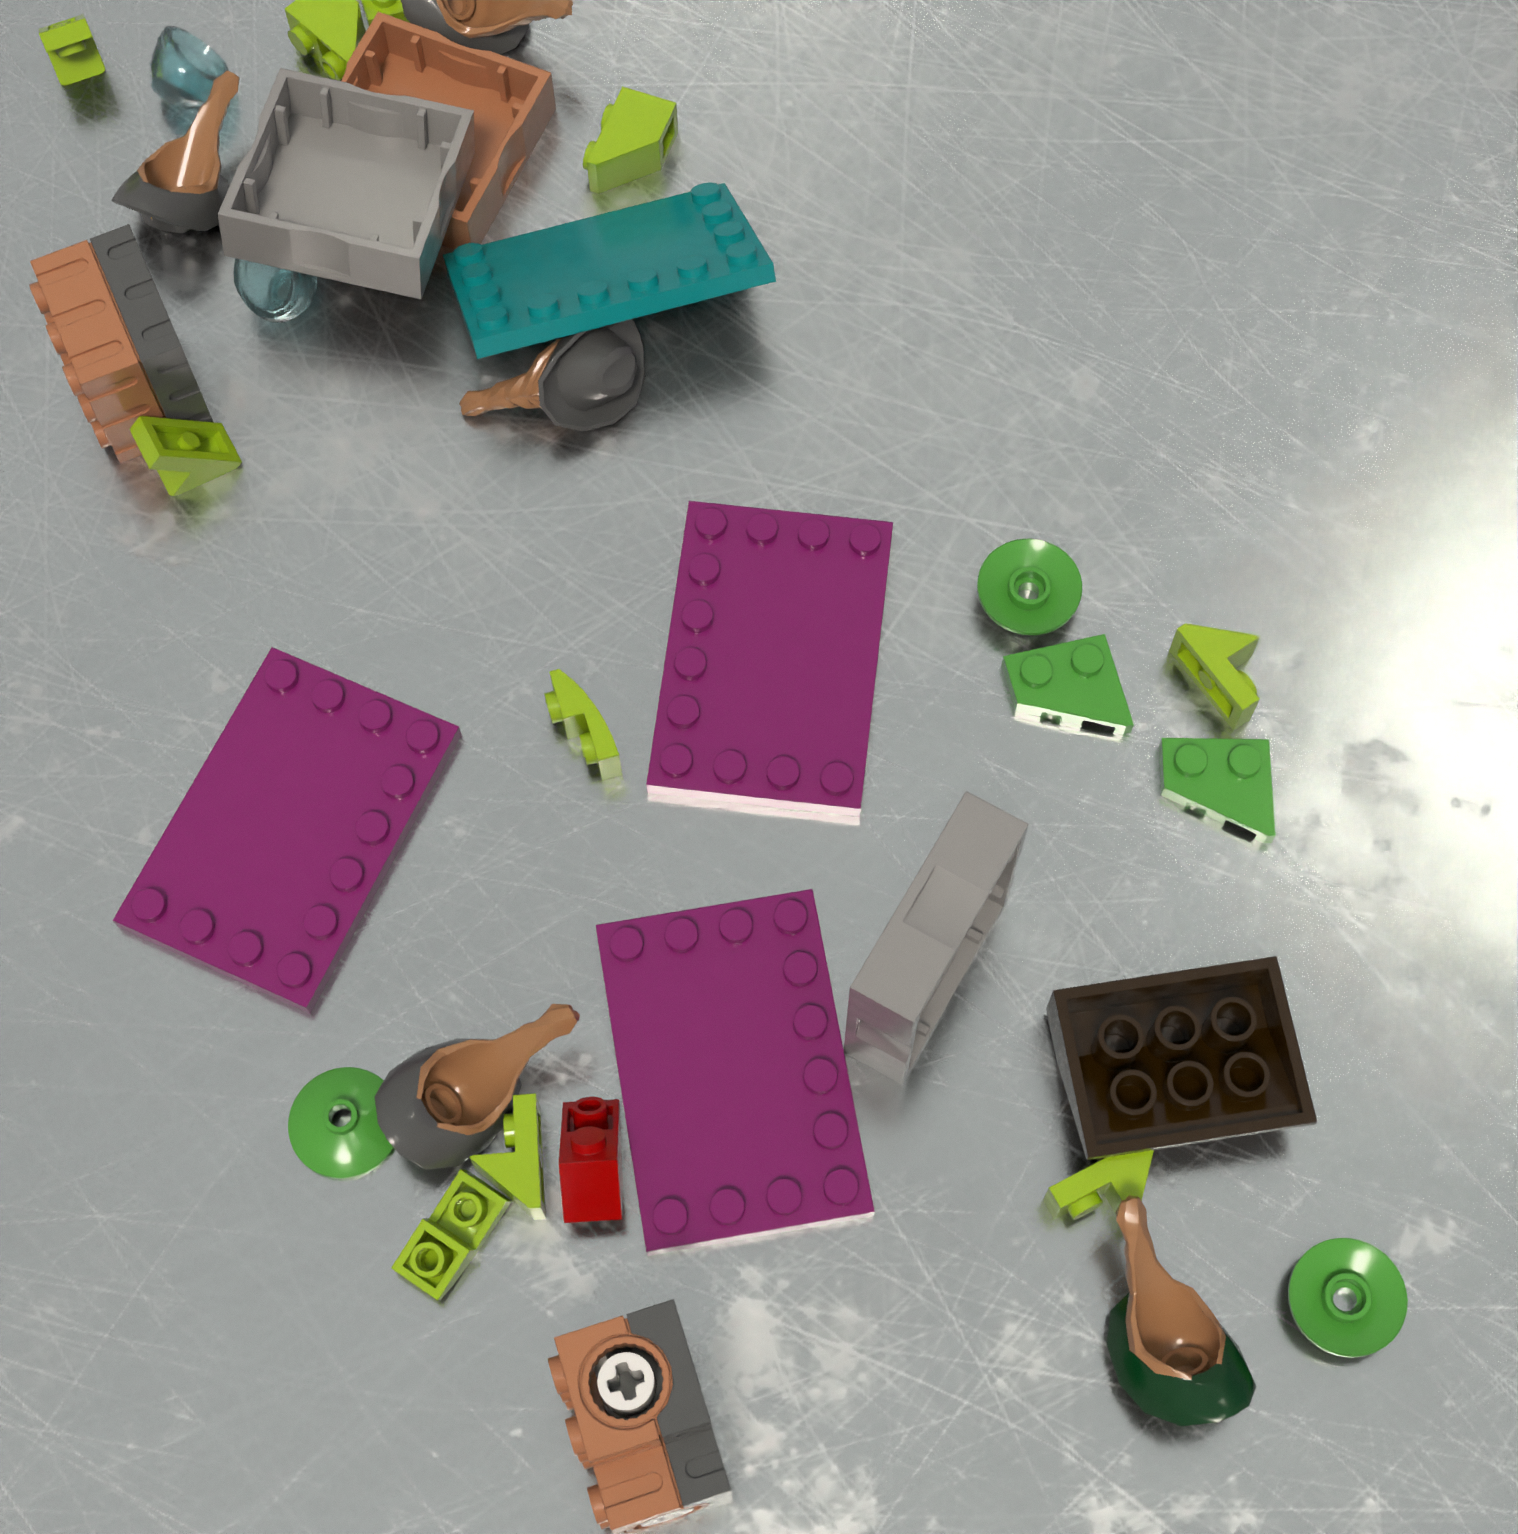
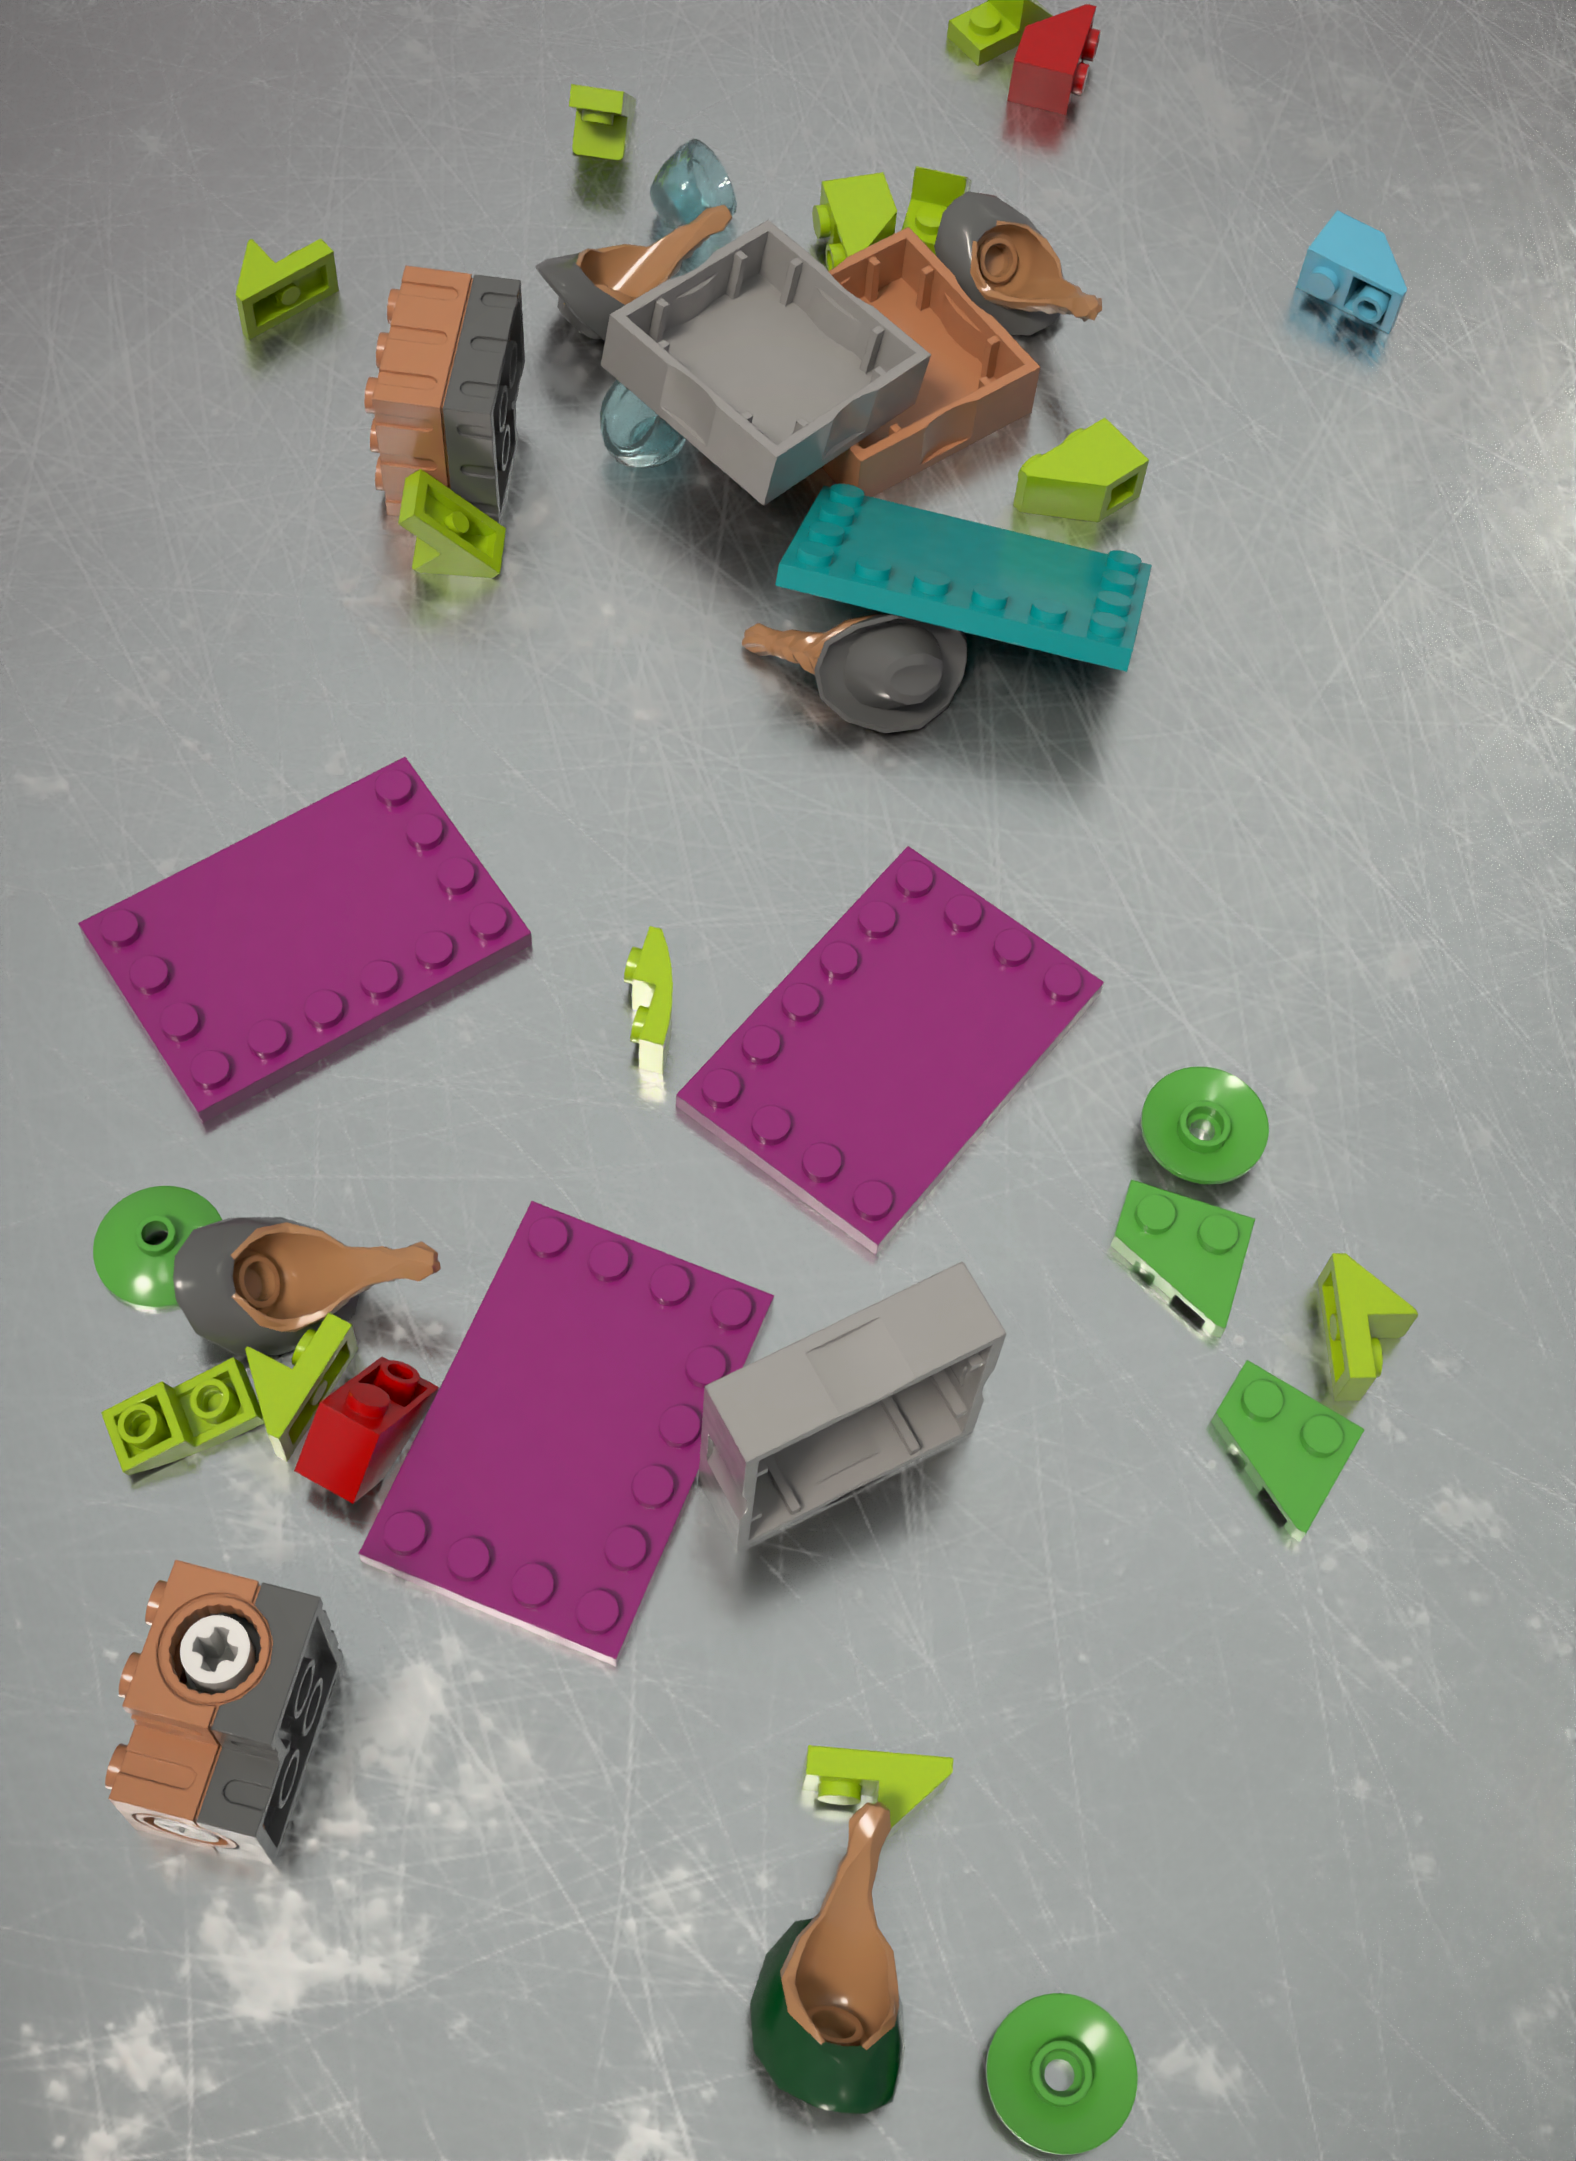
camera: 25 degrees right, 5 degrees down
(1180, 1058) = (1042, 1699): dark brown slope -> none

